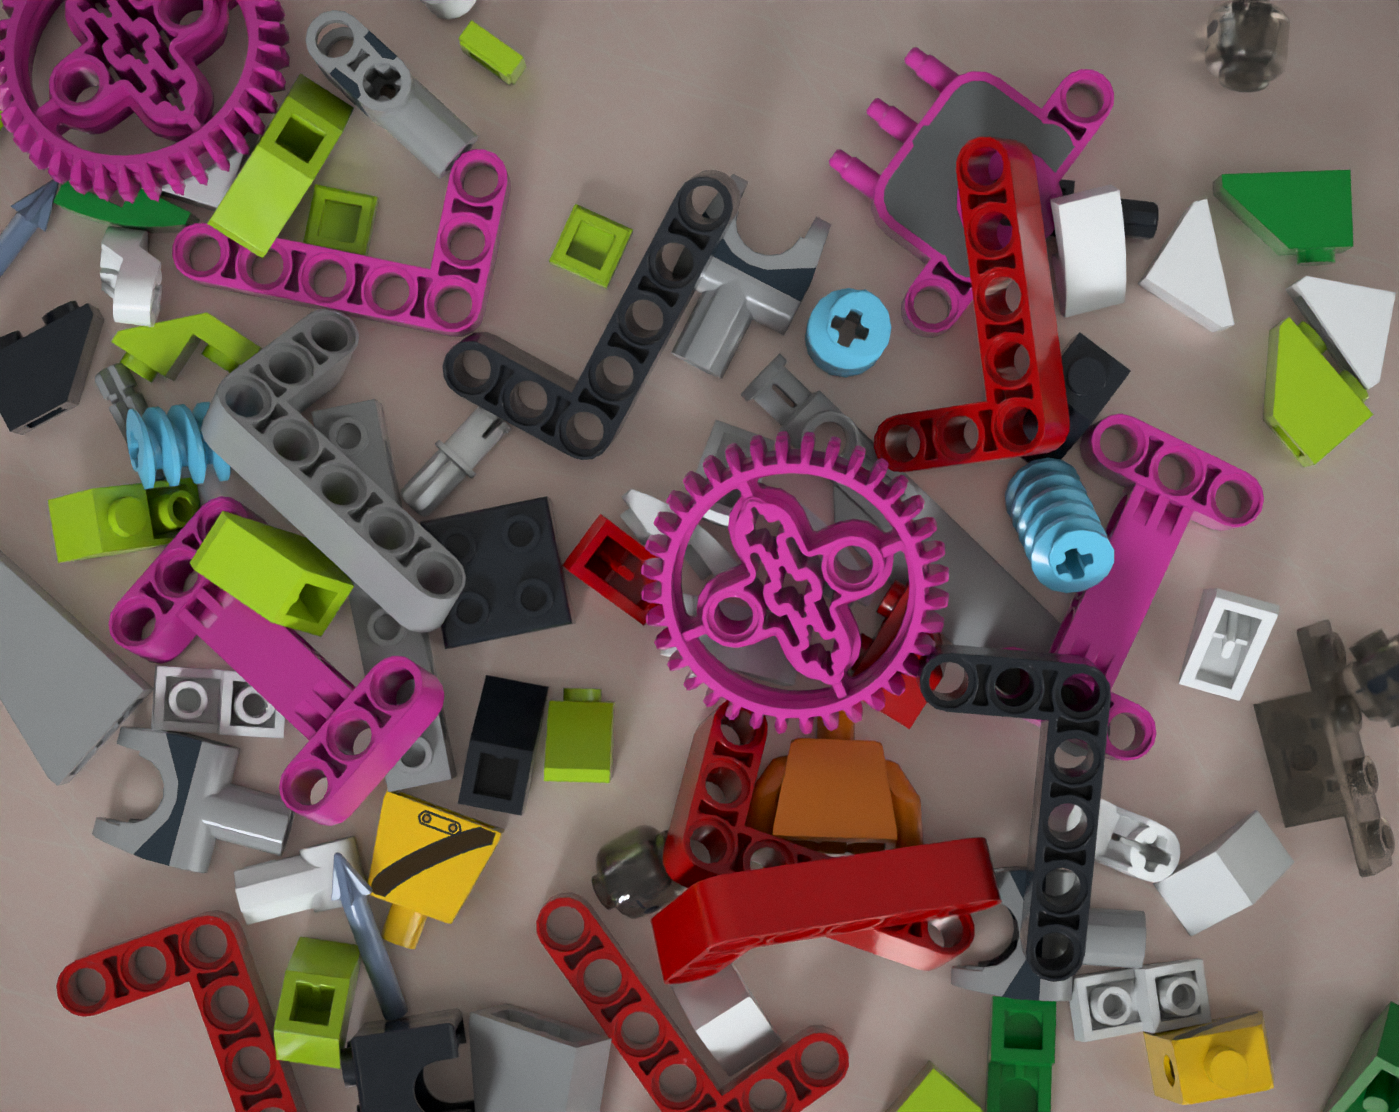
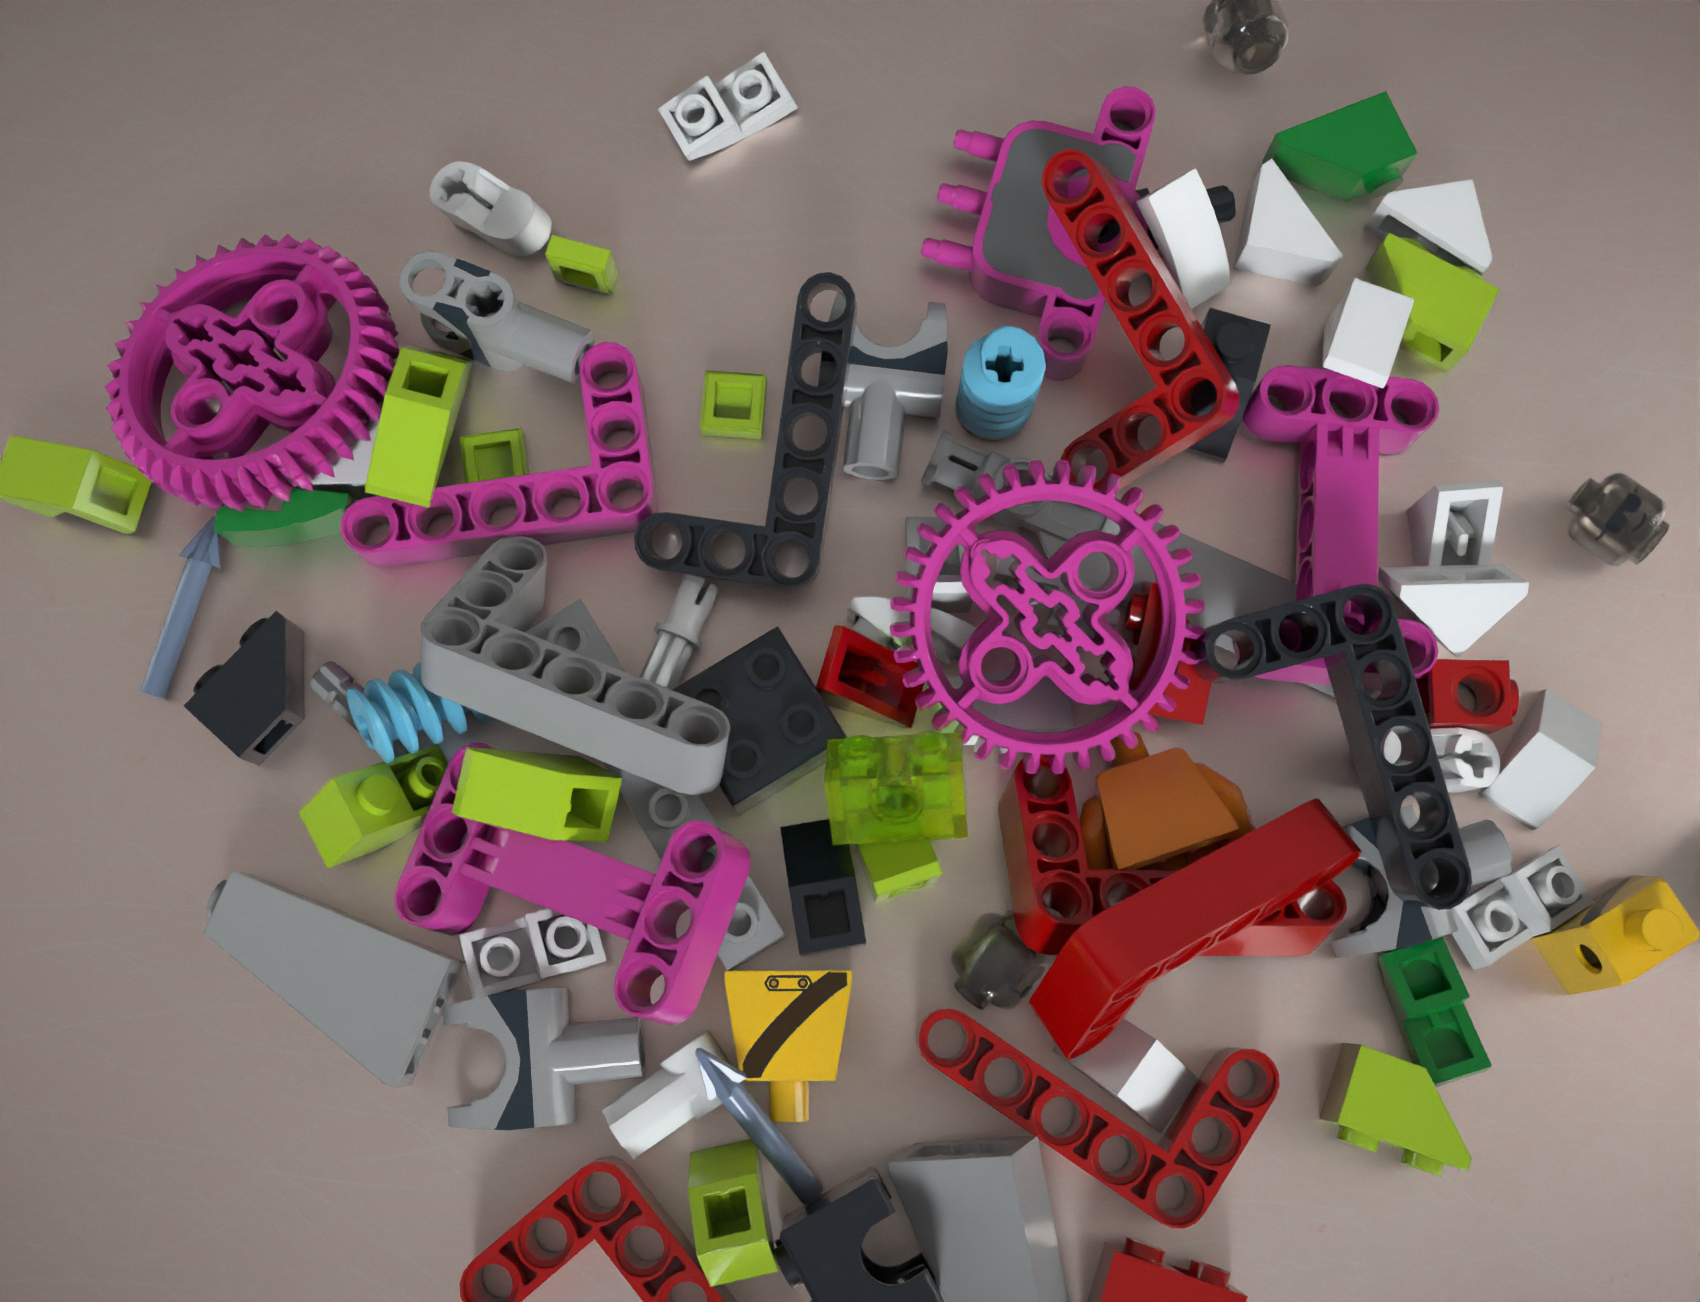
camera: 20 degrees left, 10 degrees down
(130, 276) = (311, 573): white piece -> none
(172, 342) = (371, 623): lime slope -> none
(599, 688) = (896, 788): none -> clear neon green brick
(1058, 526) = (1264, 488): medium azure piece -> none
(1143, 786) = (1489, 680): none -> red brick
(1196, 697) = (1455, 600): none -> white slope
(1215, 416) = (1365, 332): none -> white slope
(1319, 753) = (1580, 618): clear smoke bracket -> none

